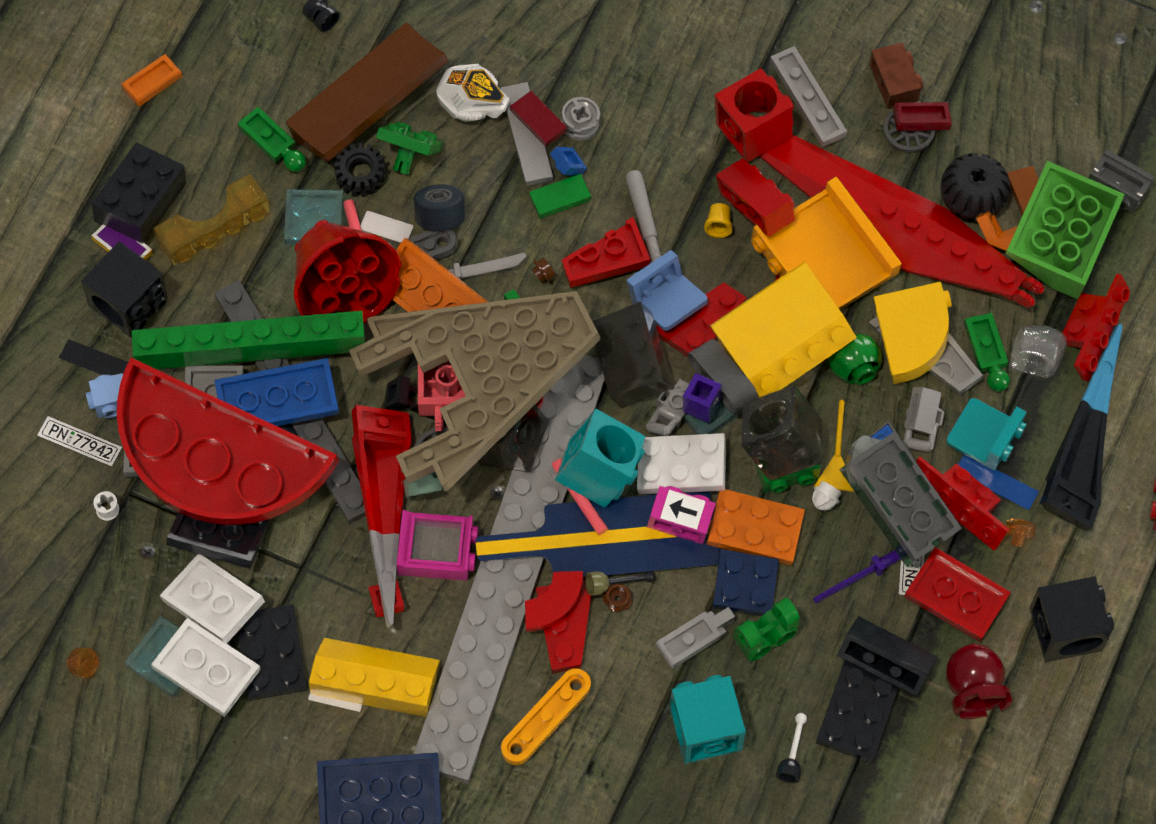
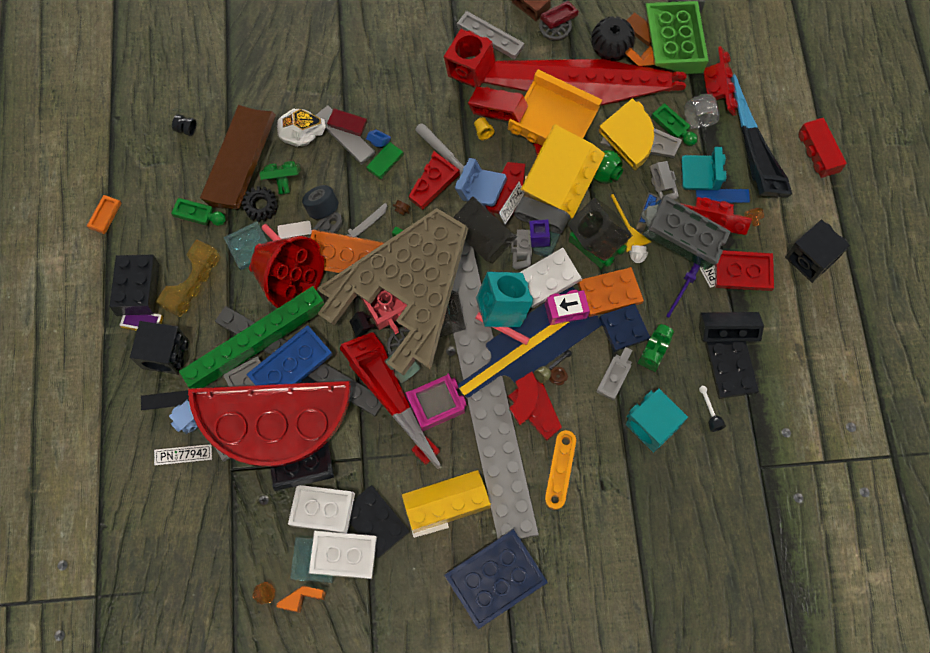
camera: 25 degrees left, 5 degrees up
(111, 499) = (218, 481): white axle -> none
(115, 691) = (294, 601): none -> orange slope
(581, 118) = (371, 109): light grey wheel -> none
(688, 340) = (511, 203): none -> white sticker
(977, 680) = (788, 312): dark red tile -> none

